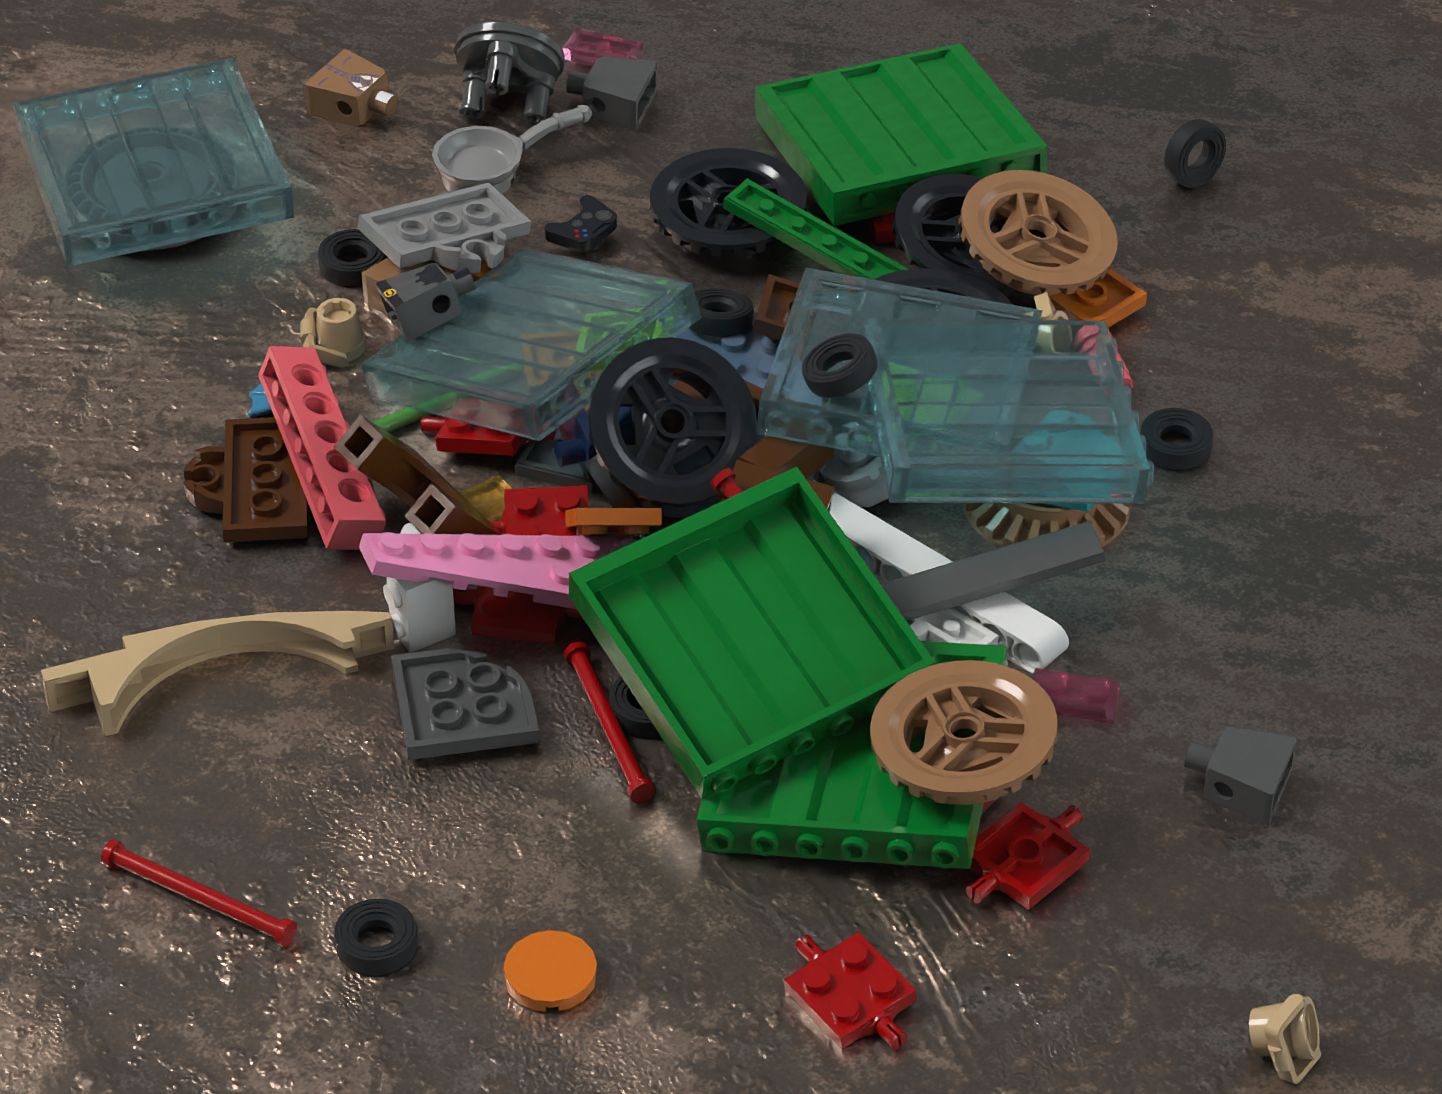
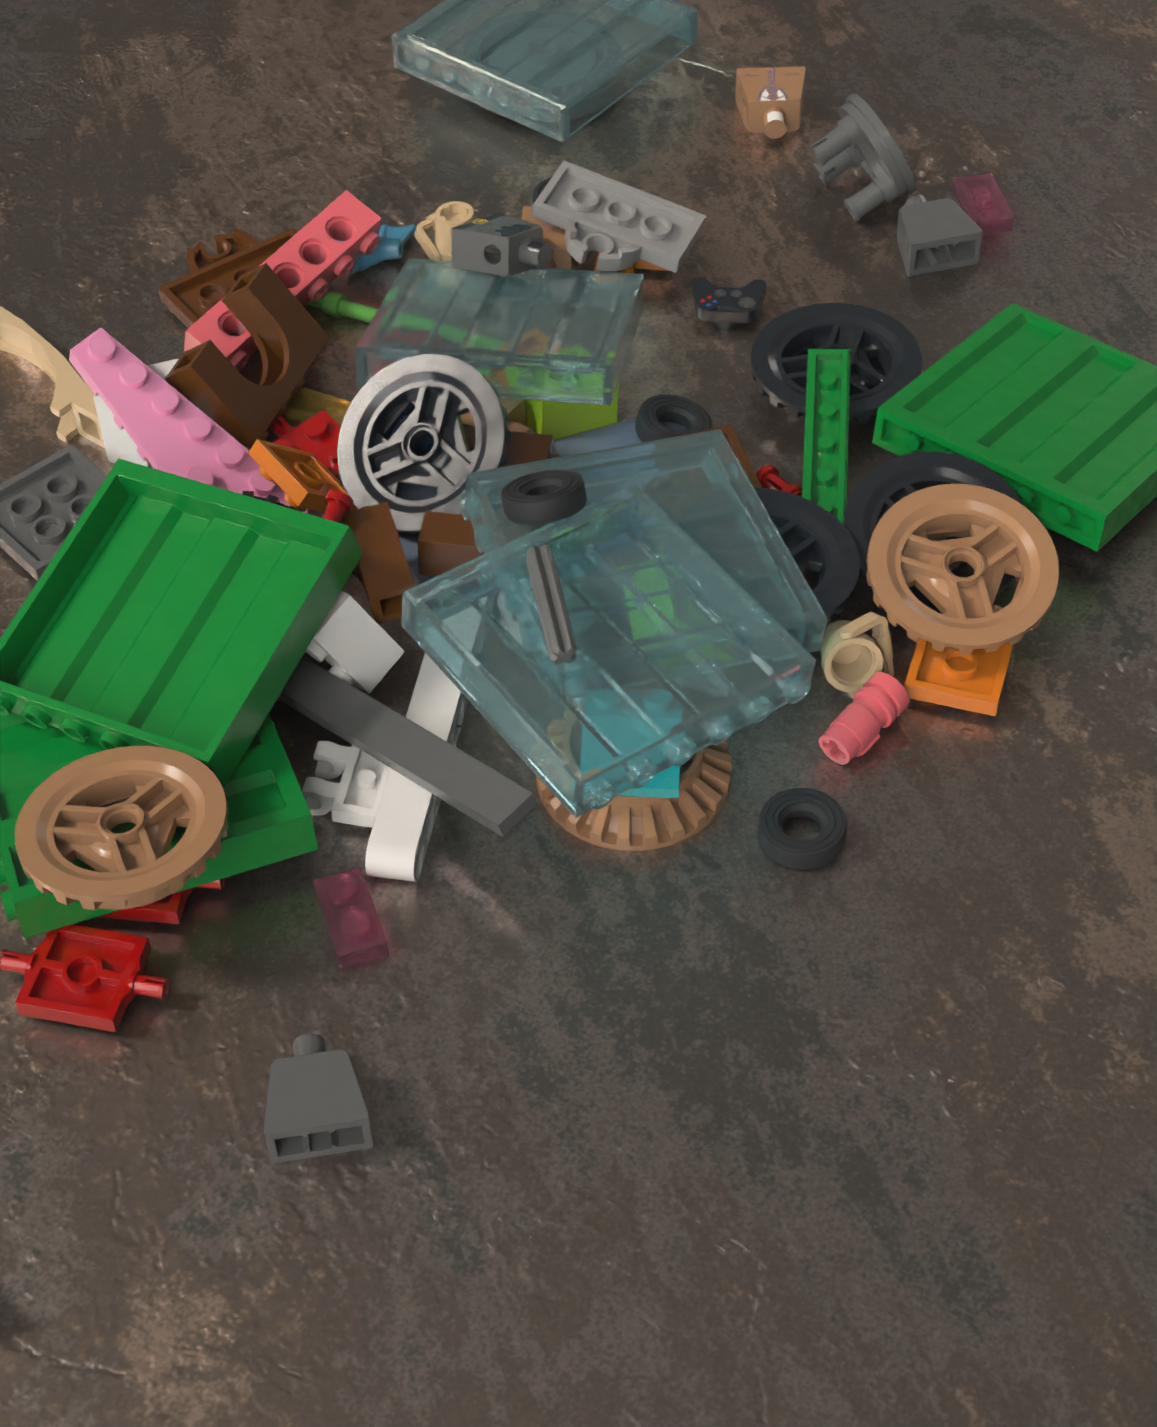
camera: 60 degrees right, 5 degrees up
(490, 154) = (763, 203): light grey piece -> none
(965, 404) = (551, 604): none -> dark grey axle

